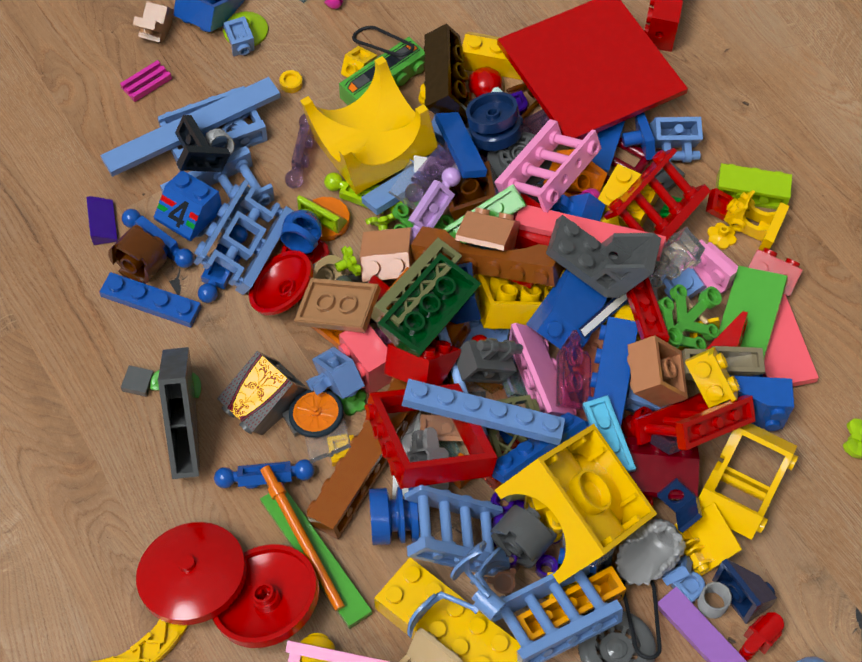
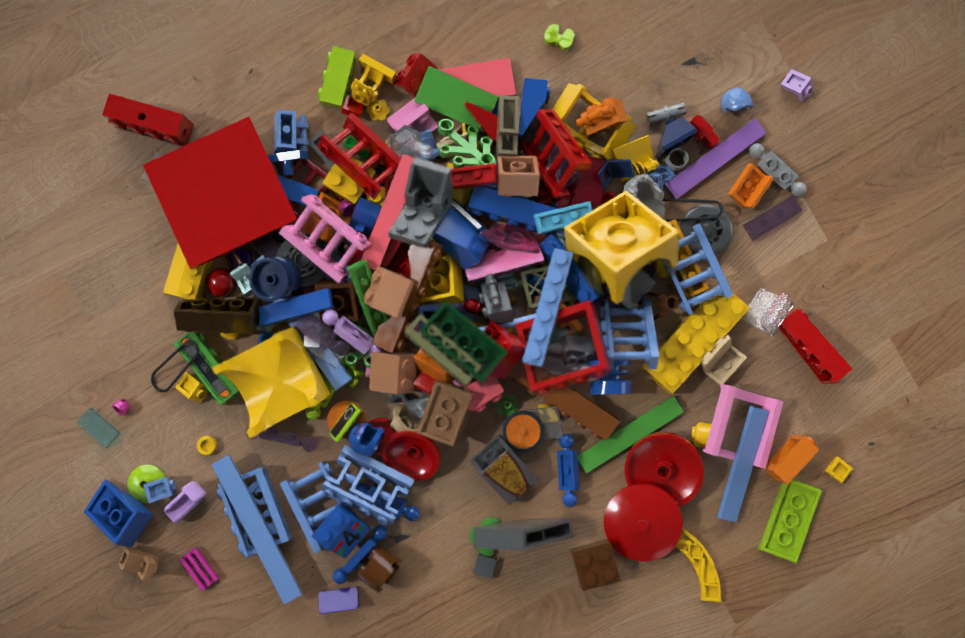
camera: 85 degrees left, 25 degrees up
(133, 512) = (595, 564): none -> reddish brown brick
(150, 299) = (413, 558): blue plate -> none
(197, 152) = (288, 523): black bracket -> none
(213, 134) = (286, 502): light grey piece -> none
(227, 63) = (186, 501): none -> lavender animal
(278, 493) = (588, 460): orange bar -> none
(336, 373) = (495, 416): medium blue brick -> none
(348, 262) = (398, 403): lime plant -> none
(485, 599) = (685, 324): medium blue plant -> none
(712, 377) = (525, 135): yellow bracket -> none
(756, 483) = (603, 117): none -> orange brick
(780, 584) = (666, 113): none -> light grey pin

